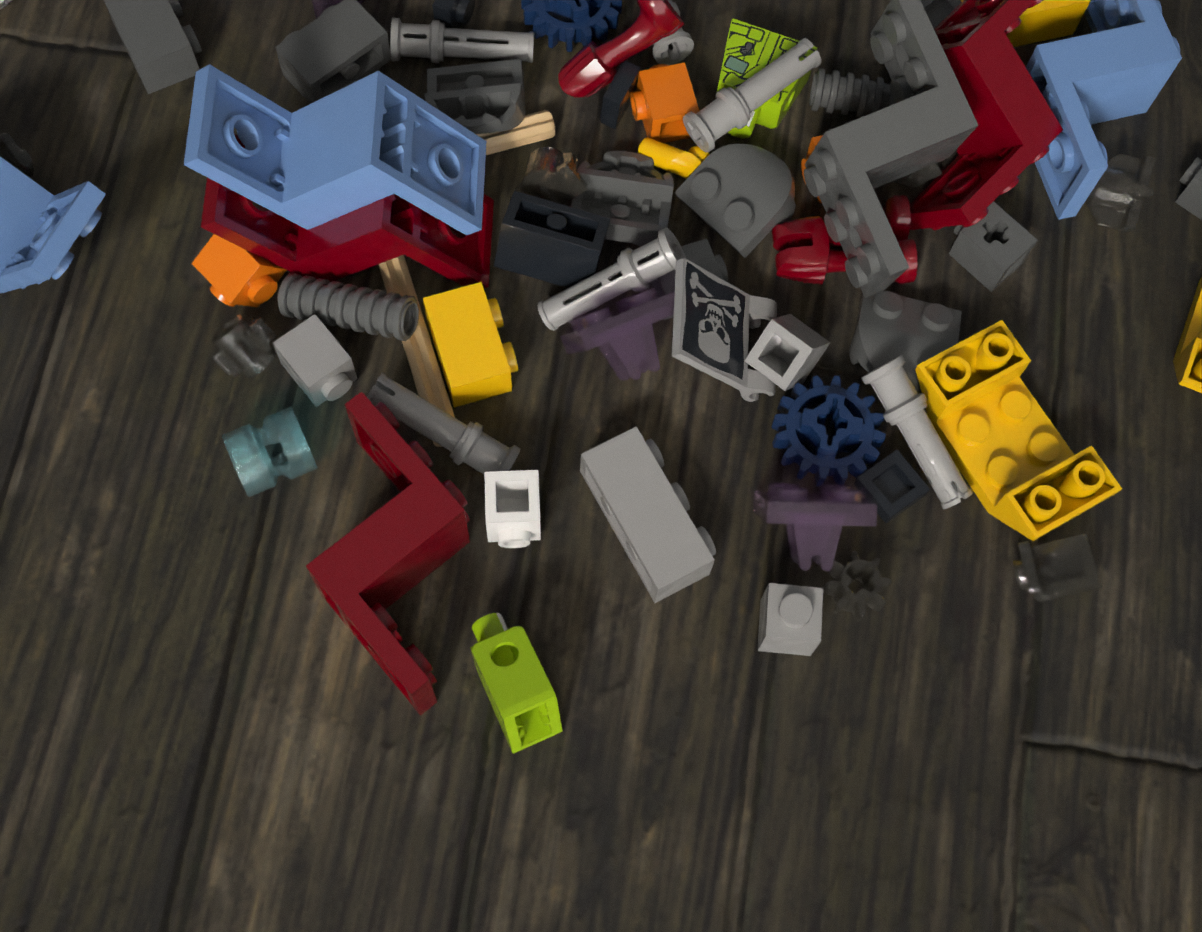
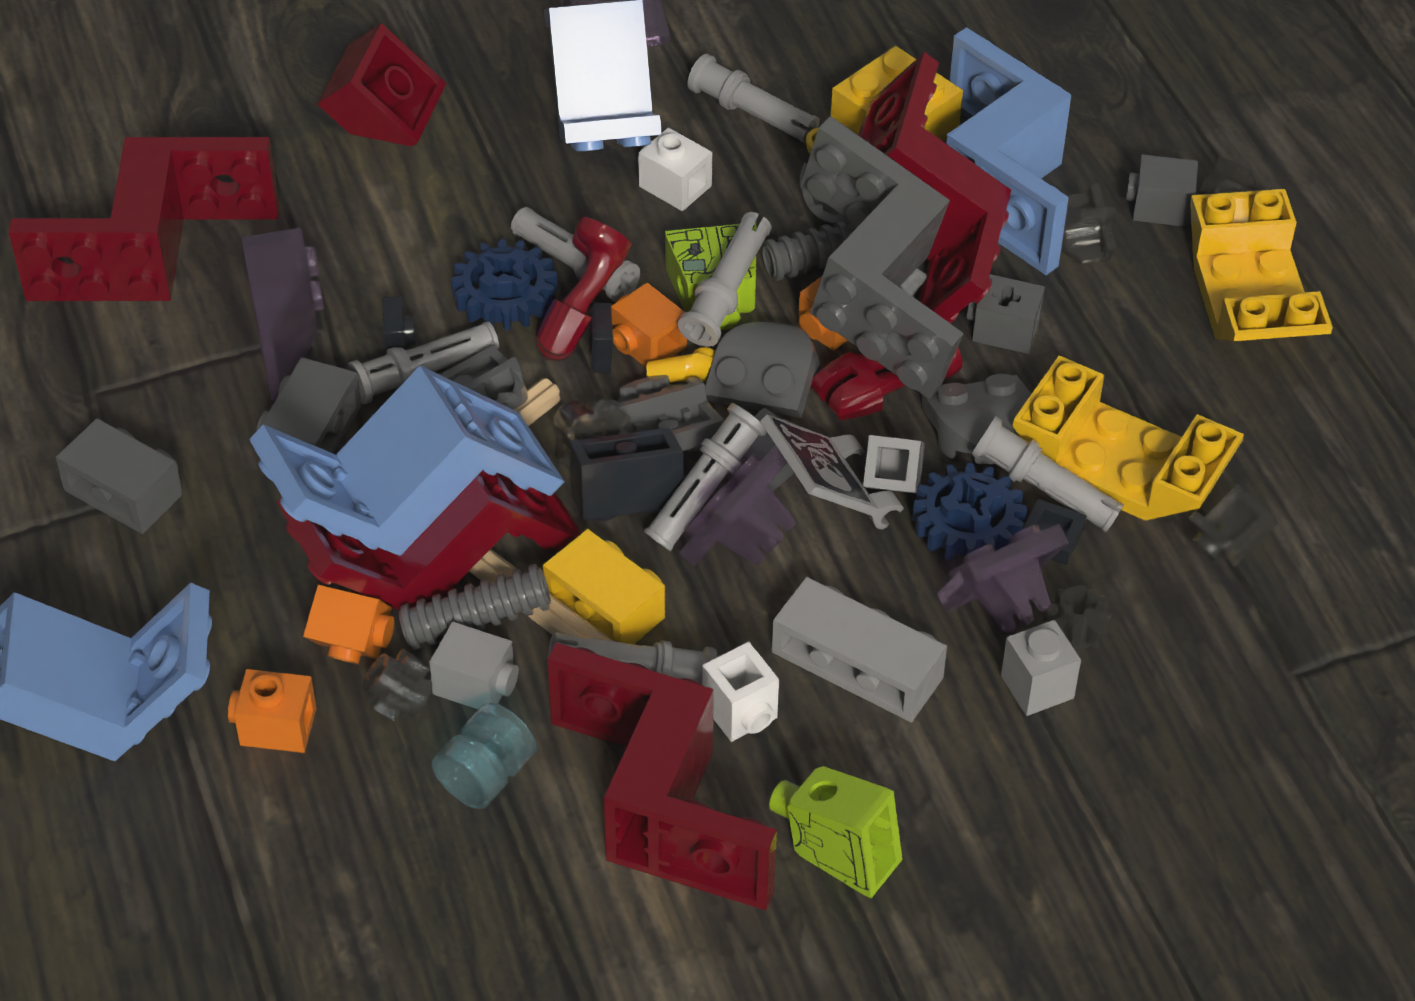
camera: 25 degrees left, 20 degrees down
(136, 317) = (273, 710): none -> orange brick

